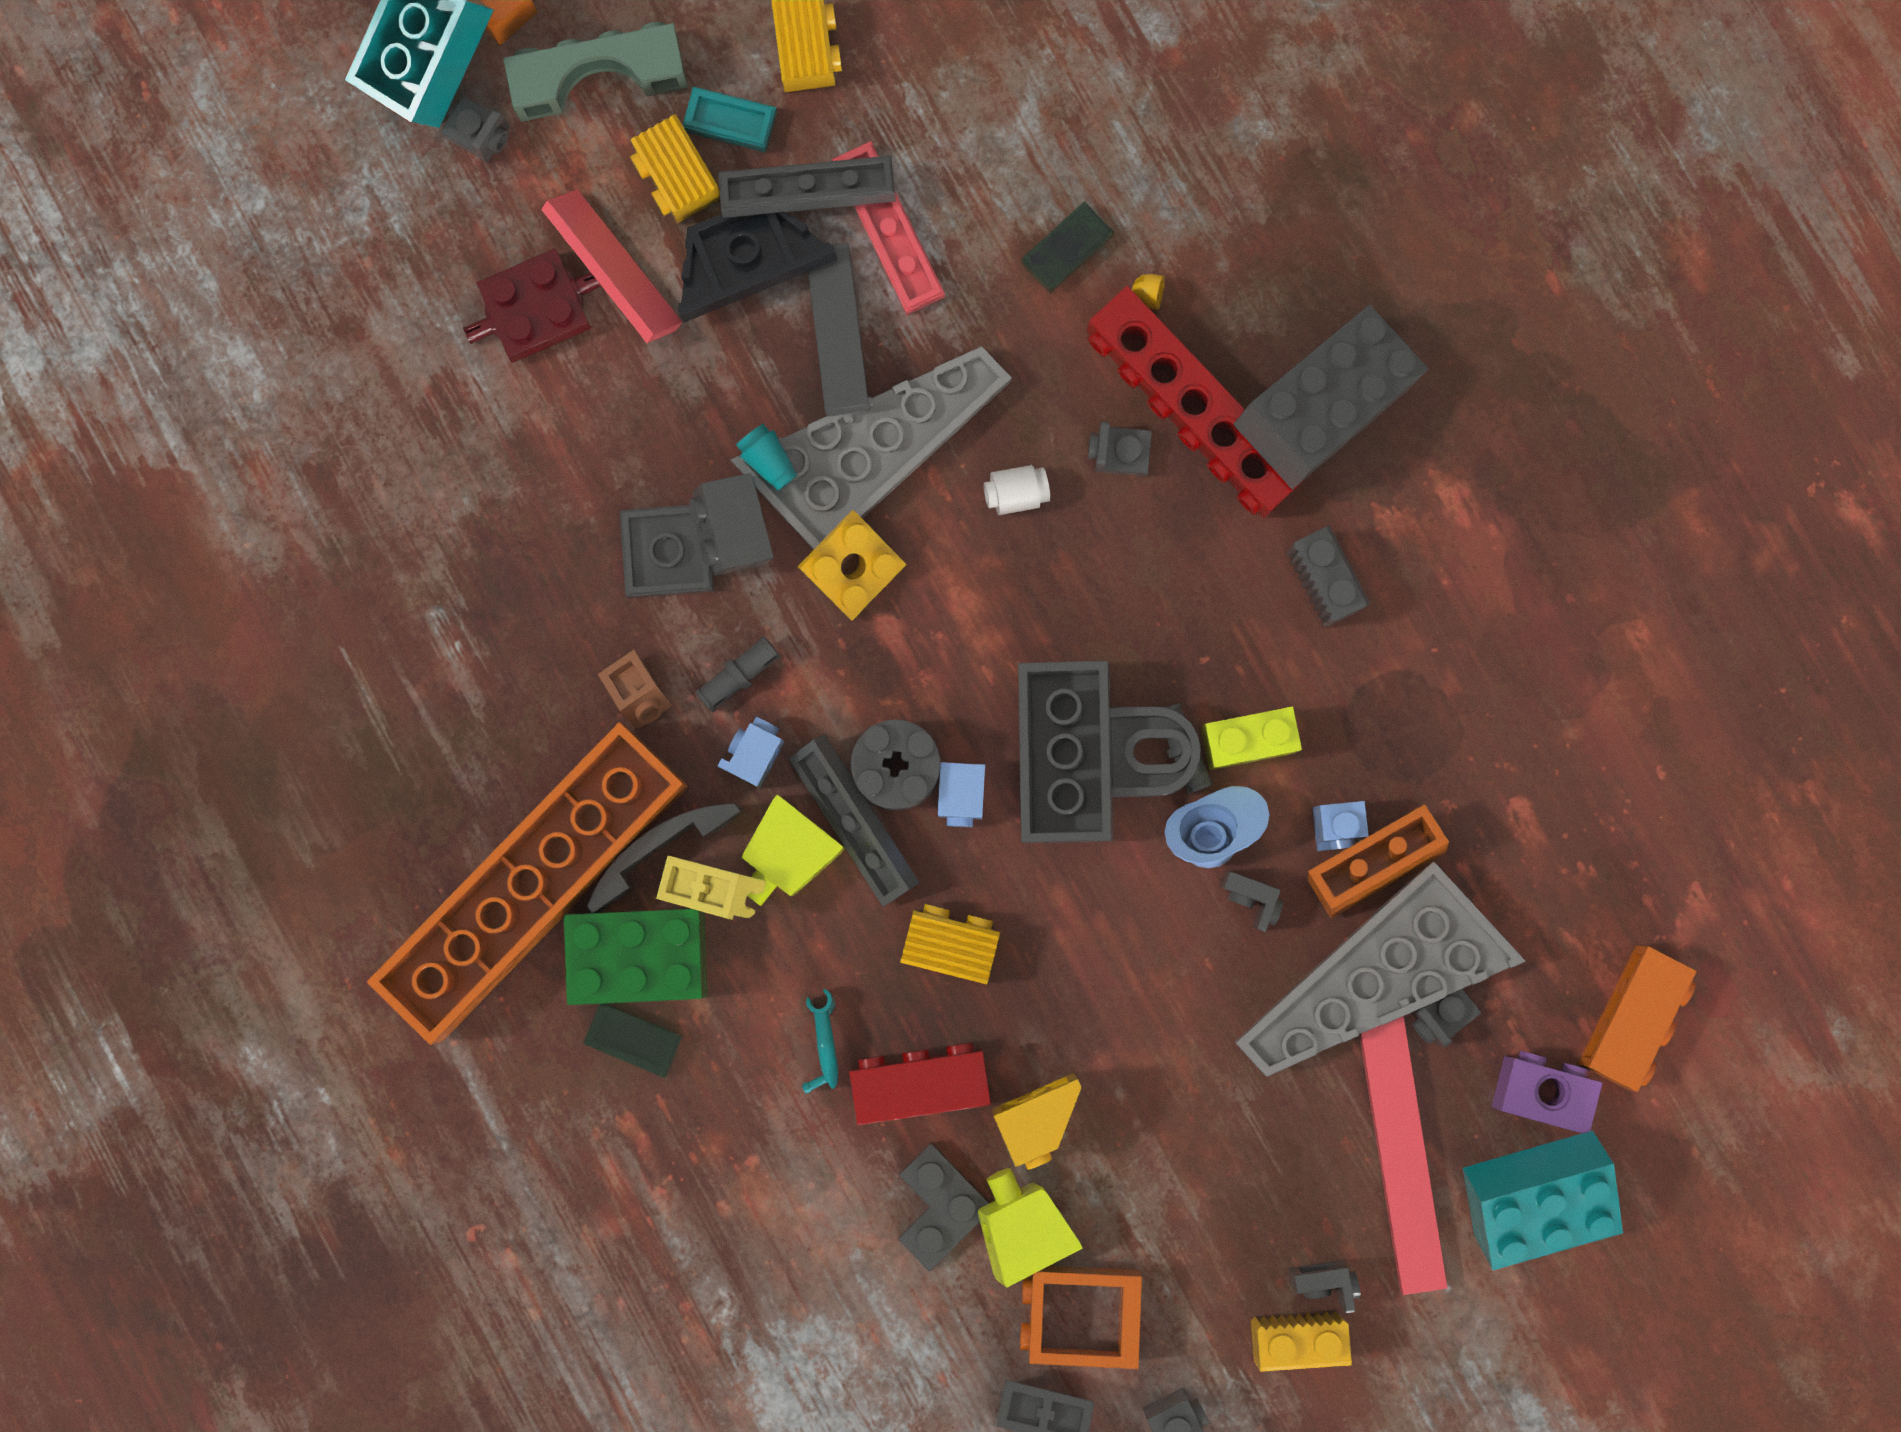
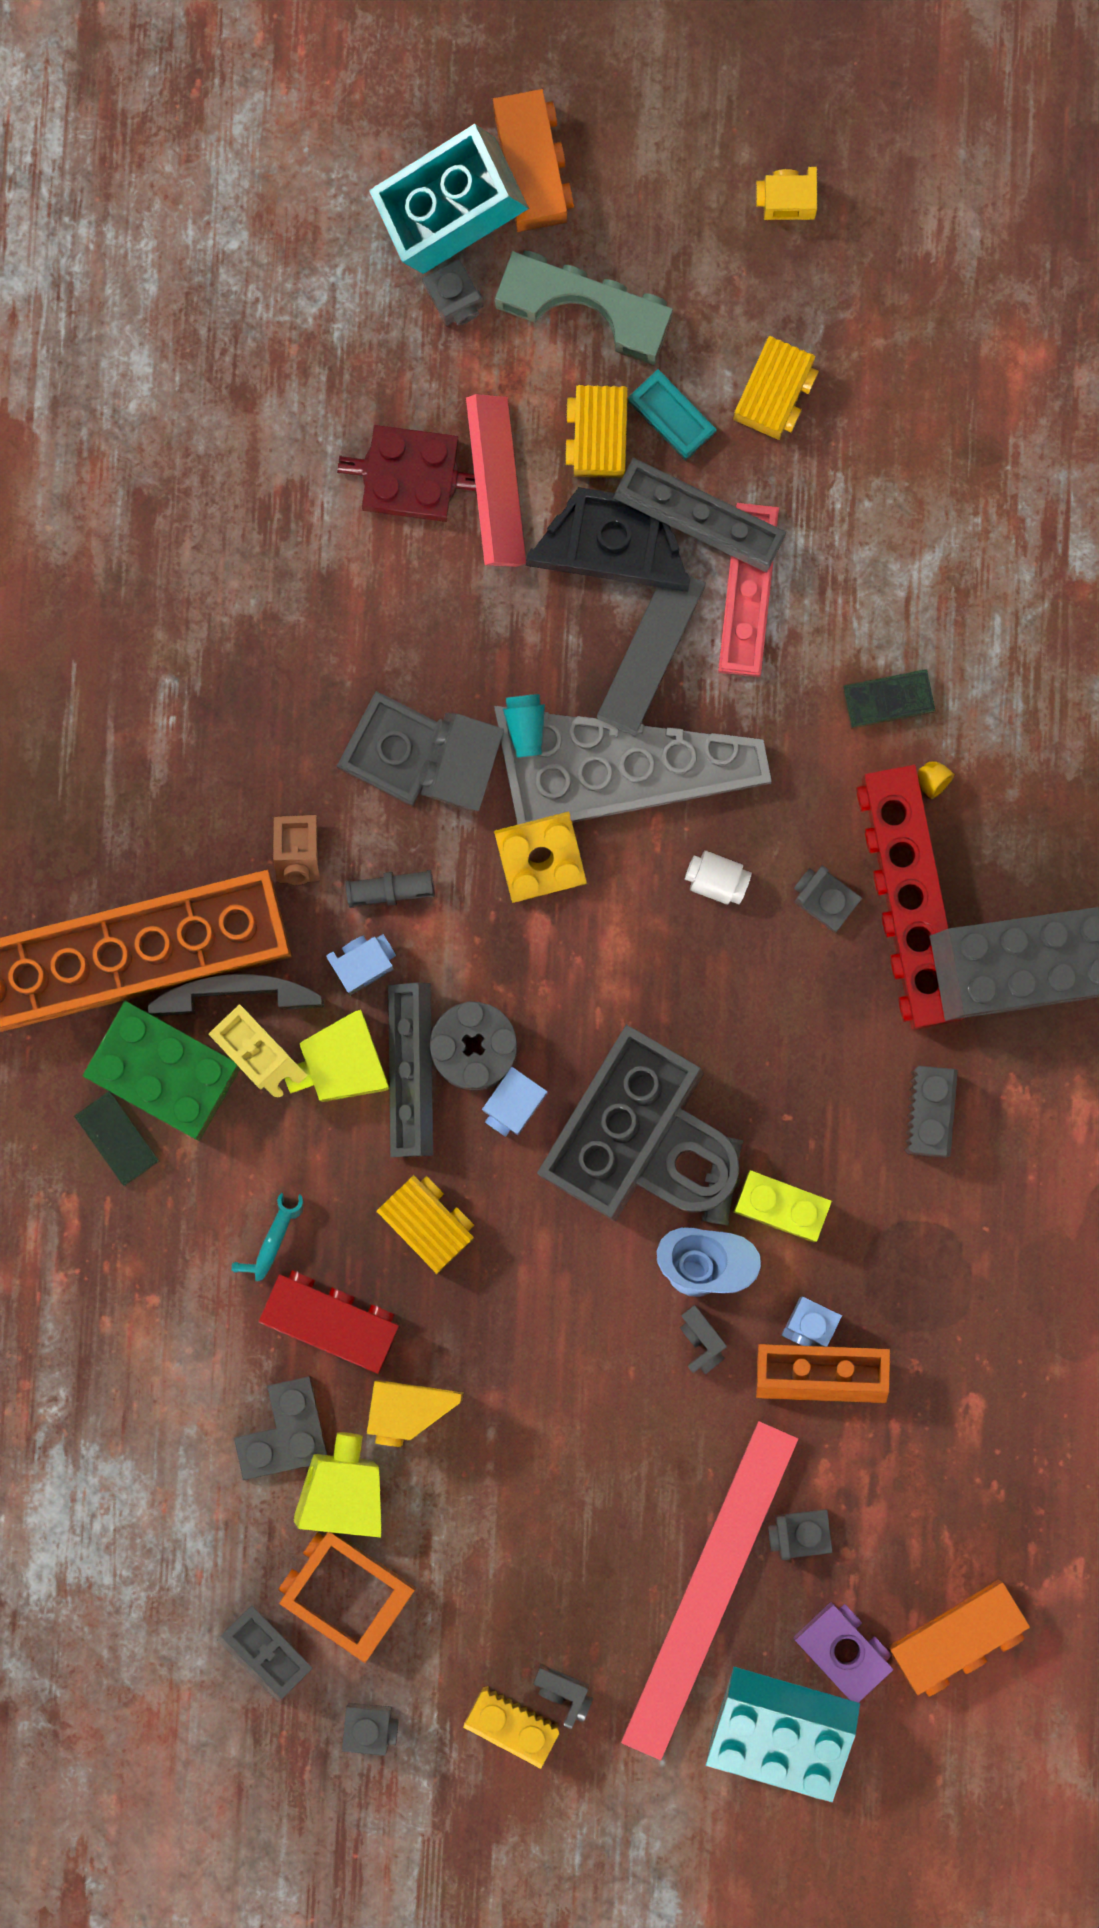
camera: 30 degrees right, 0 degrees up
(1396, 962) = (791, 1466): light grey wing -> none

